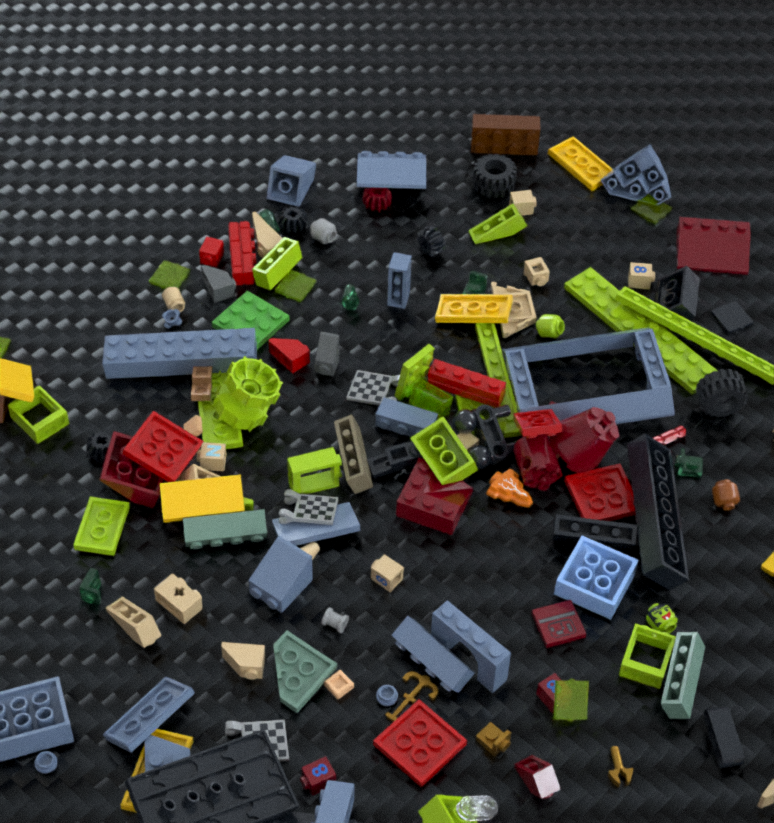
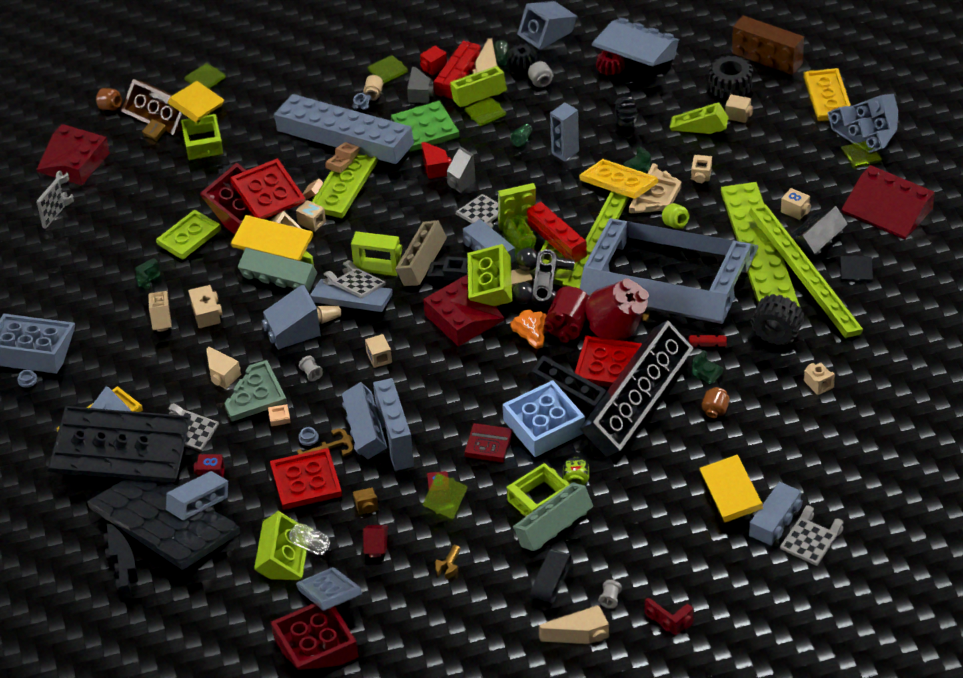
camera: 35 degrees right, 5 degrees down
(148, 714) = (120, 375): sand blue tile -> none
(247, 393) = (365, 174): lime piece -> none
(537, 423) = (582, 279): red plate -> none

